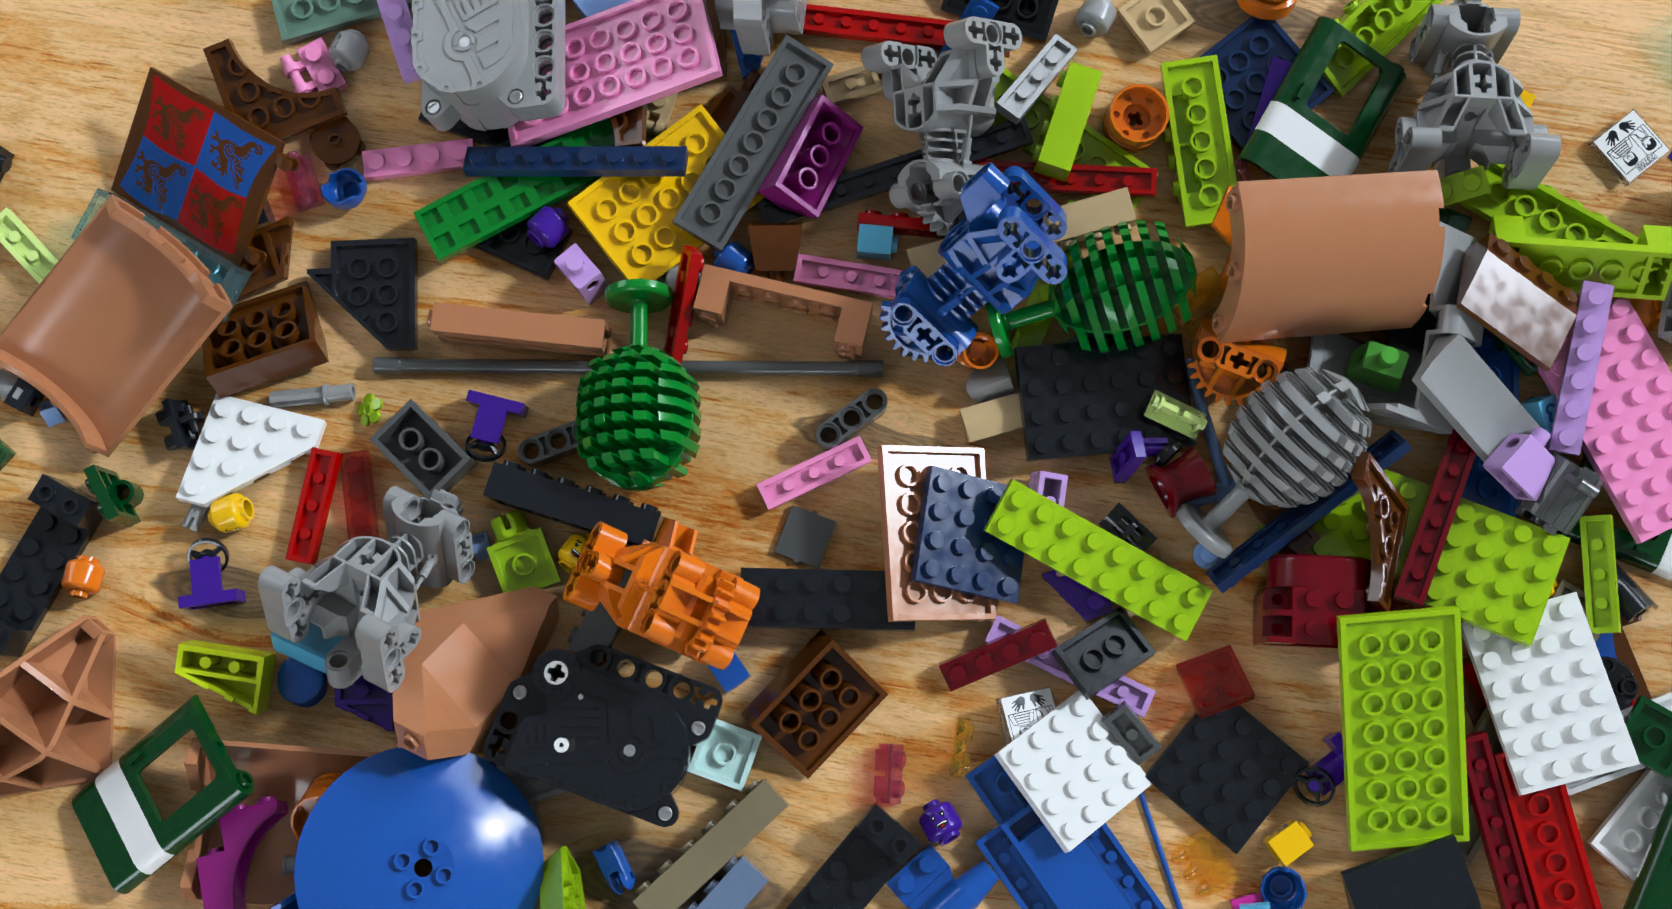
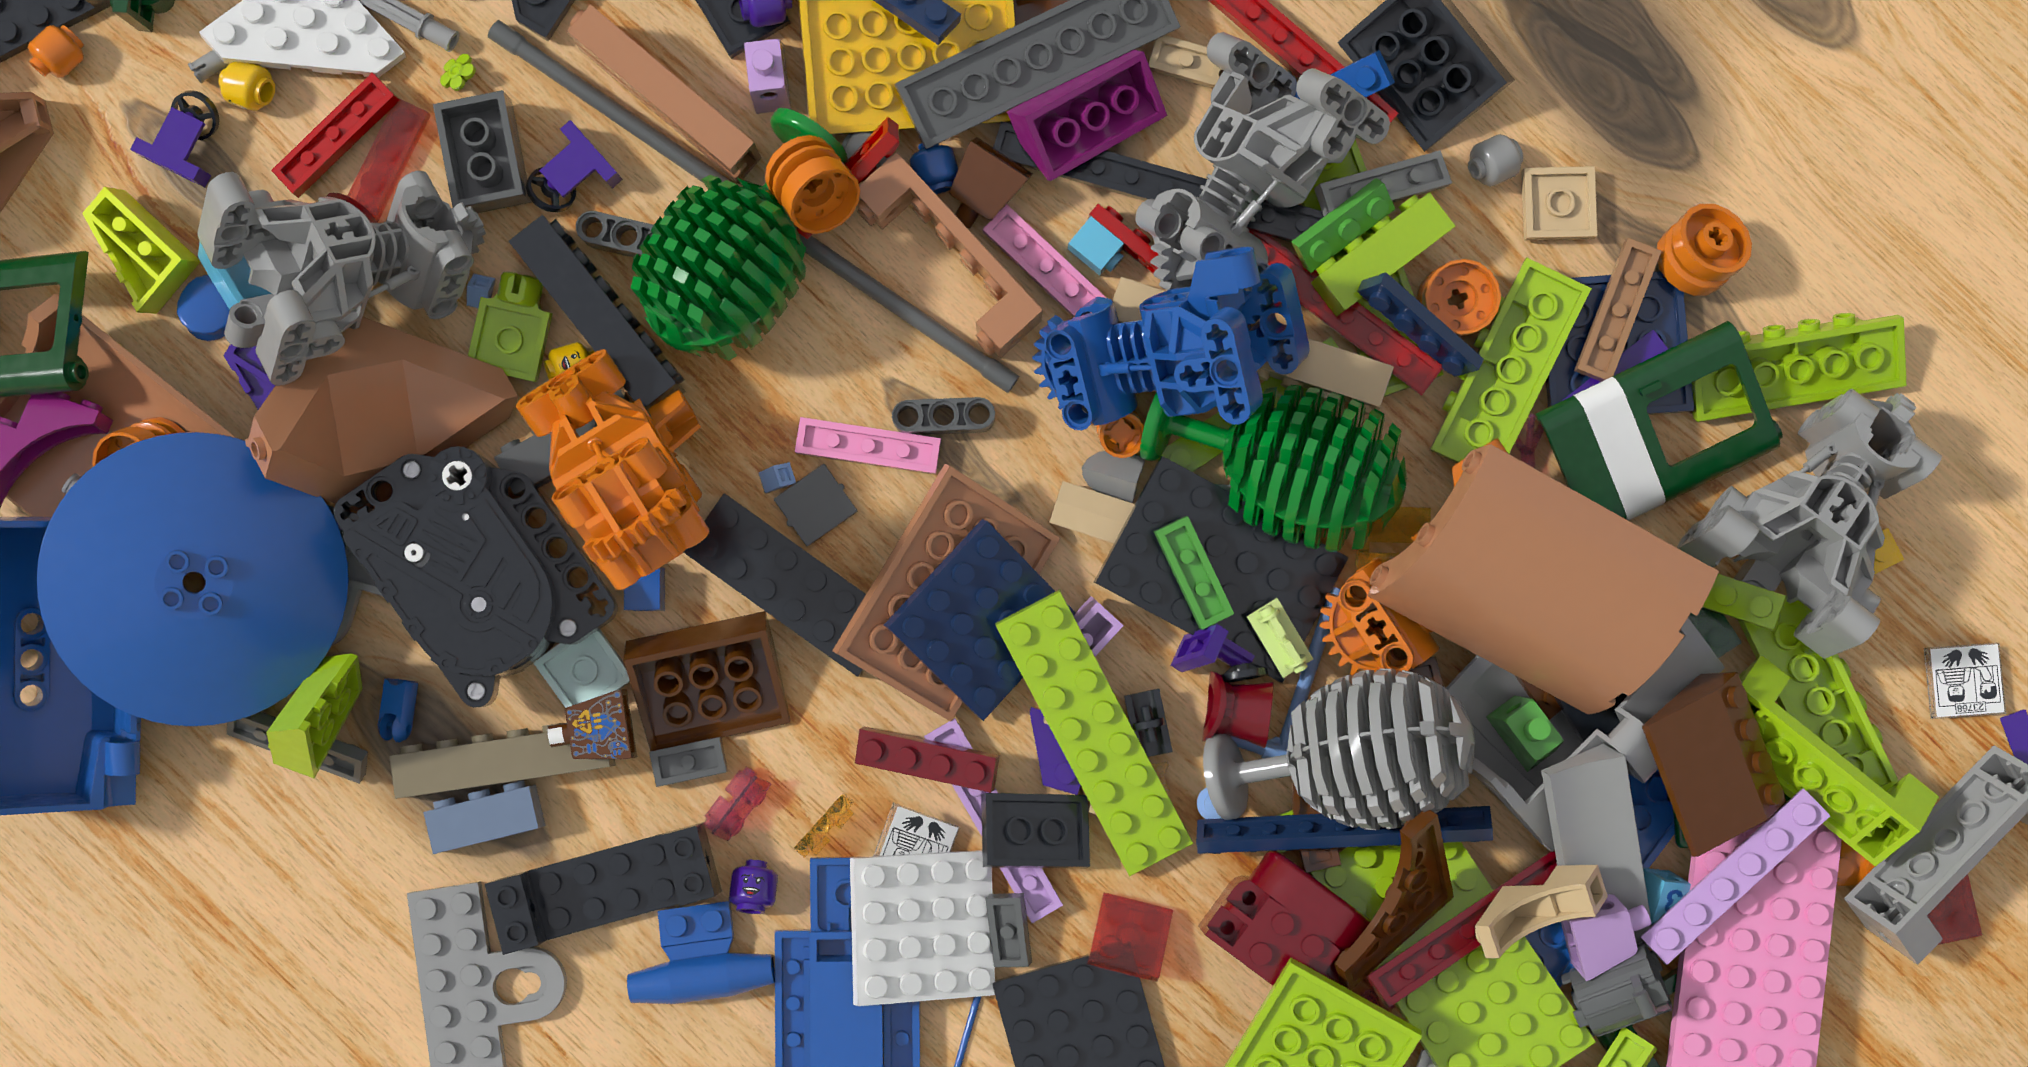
camera: 30 degrees right, 5 degrees up
(664, 320) = (812, 184): none -> orange wheel
(763, 784) = (597, 728): none -> torso
(766, 536) = (777, 477): none -> light blue piece
(838, 767) = (688, 761): none -> dark grey plate
(1030, 119) = (1343, 225): none -> bright green plate
(1090, 408) = (1194, 572): none -> bright green plate
(1124, 149) = (1420, 324): none -> dark blue plate
(1243, 58) = (1617, 310): none -> medium nougat plate
(1464, 480) = (1519, 910): none -> tan arch

